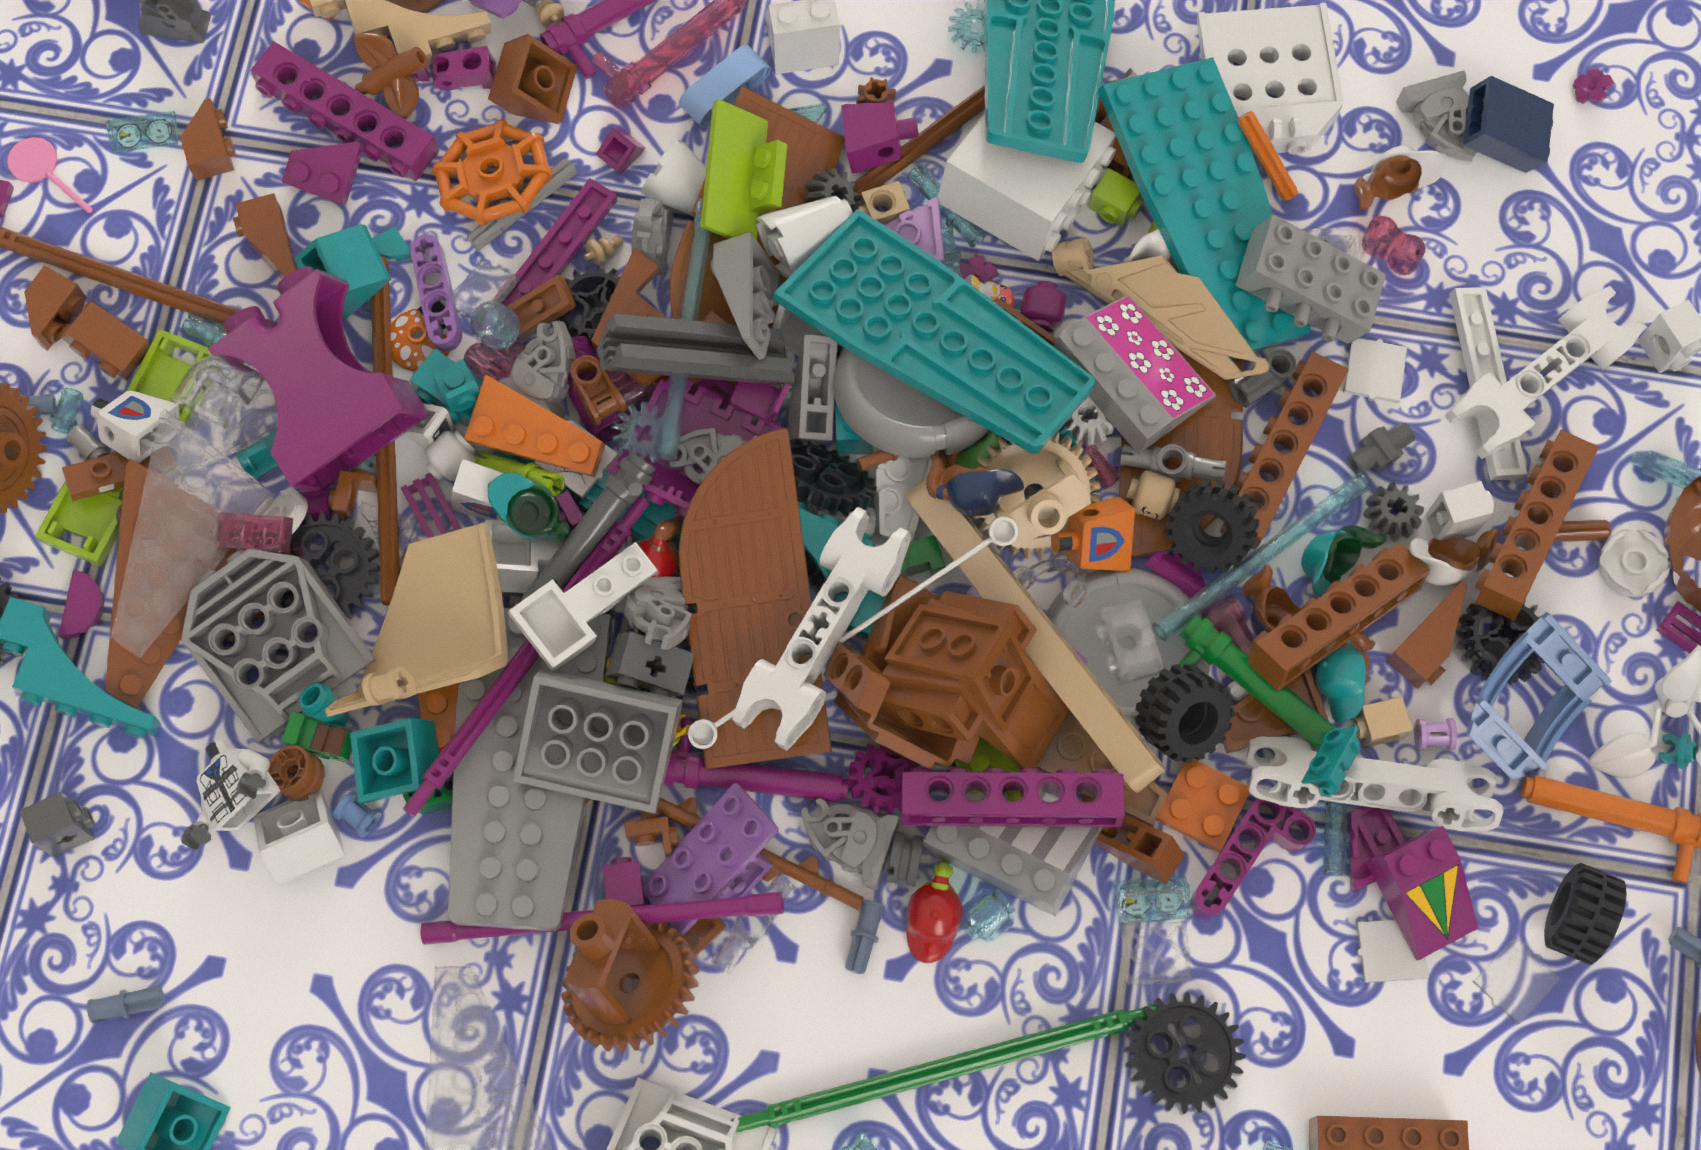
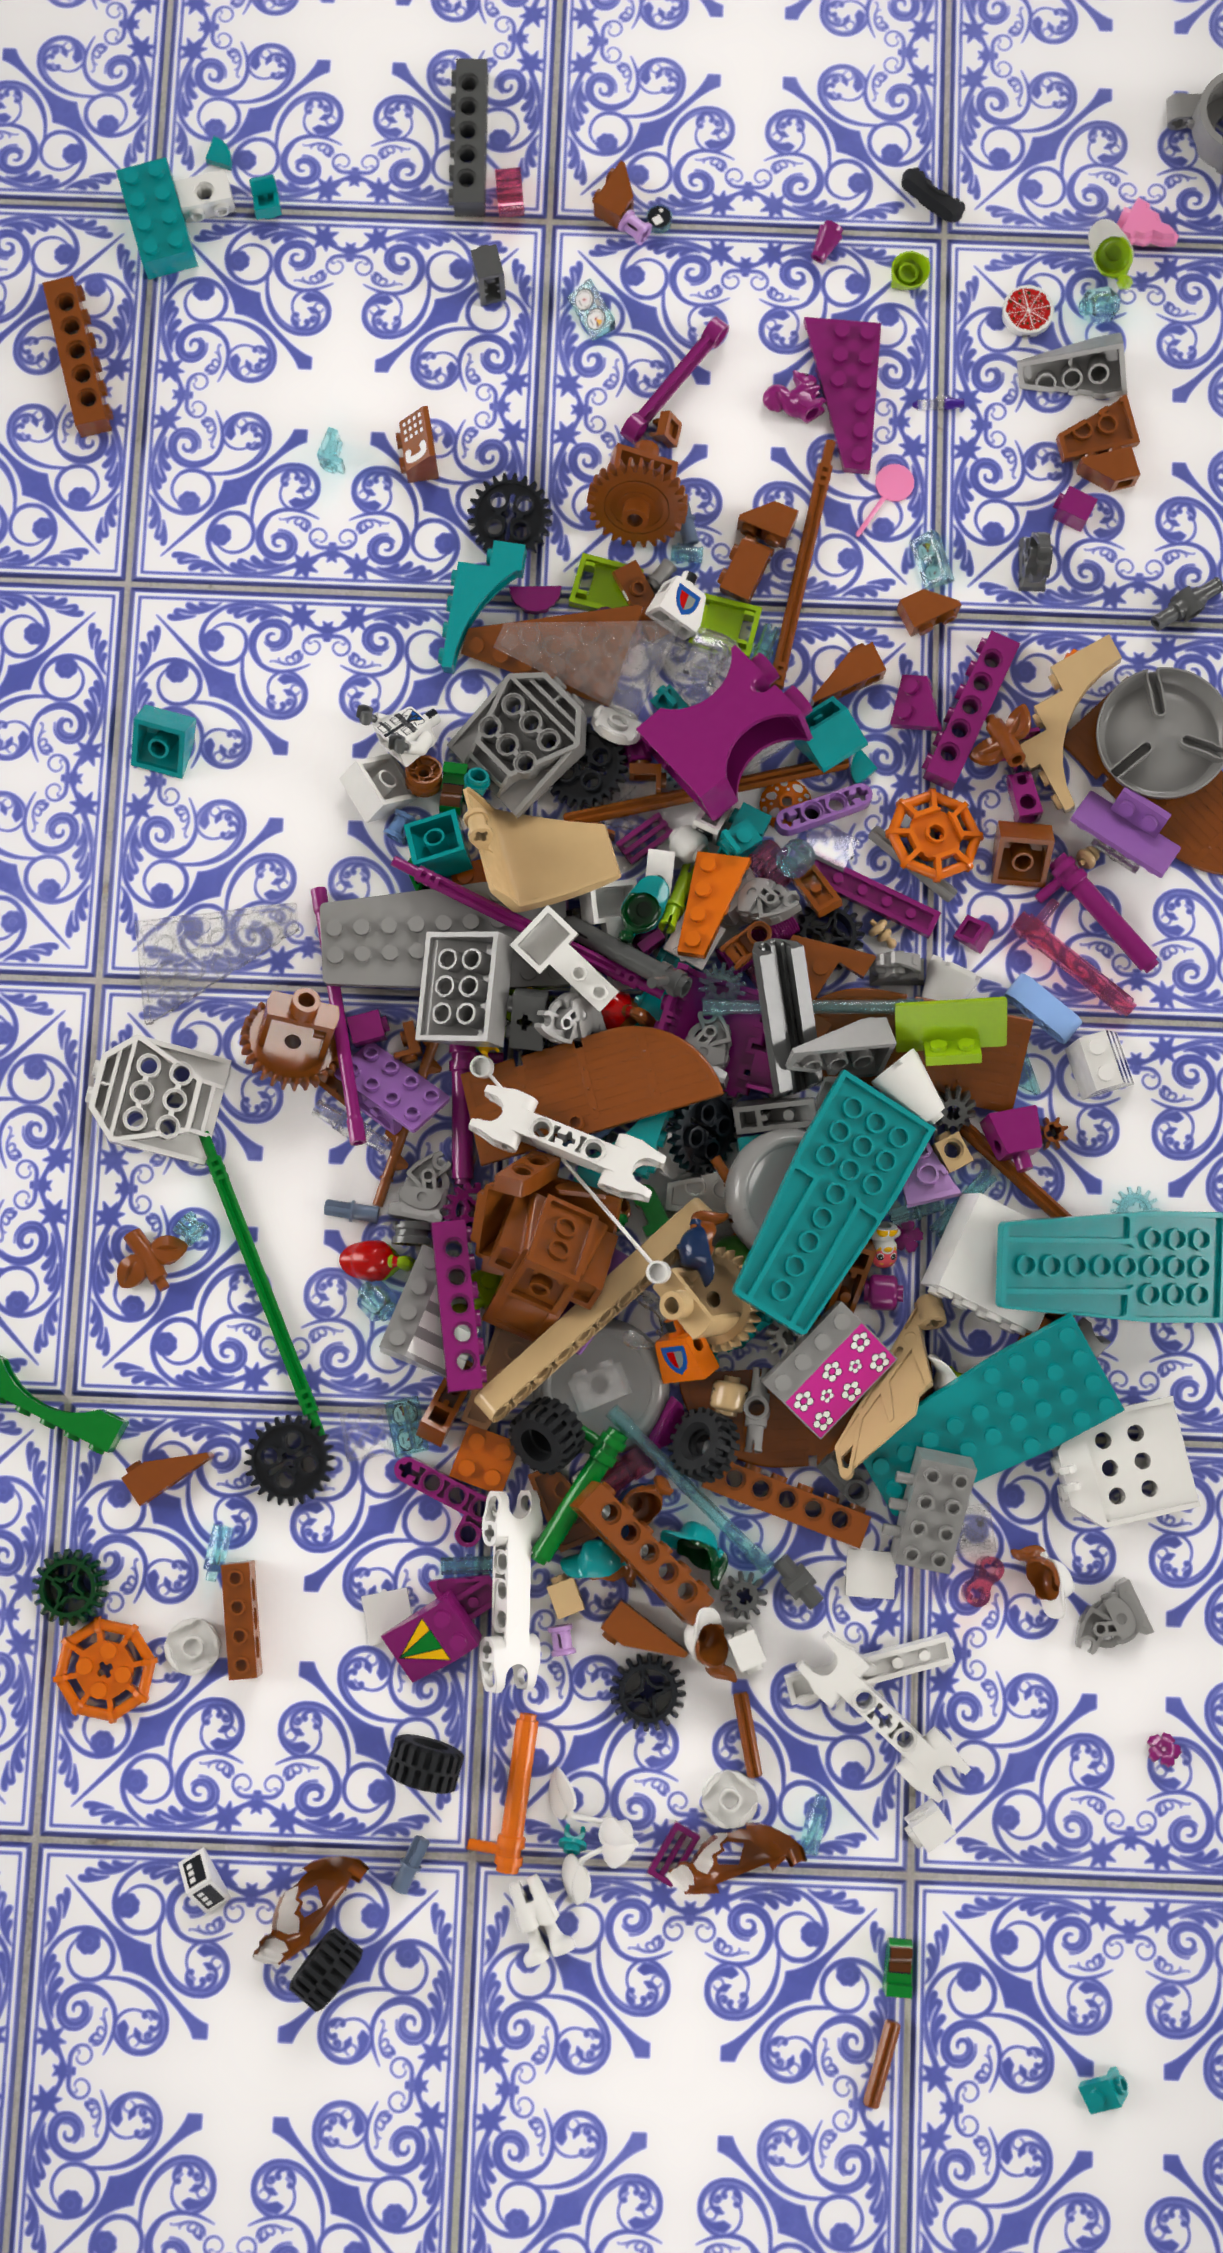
camera: 85 degrees right, 10 degrees up
(58, 824) = (363, 616): dark grey brick -> none
(125, 1004) = (244, 691): sand blue axle -> none
(254, 532) = (598, 709): clear pink slope -> none
(1107, 474) = (750, 1351): clear pink pin -> none
(1116, 198) = (988, 1340): lime brick -> none
(1267, 156) = (1045, 1466): orange axle -> none
(1337, 750) = (528, 1557): teal hinge -> none
(1505, 593) = (810, 1743): dark orange brick -> none
(1508, 124) = (1108, 1674): dark blue brick -> none
(1516, 980) = (376, 1715): clear piece -> none
(1569, 664) = (630, 1740): medium blue wedge -> none

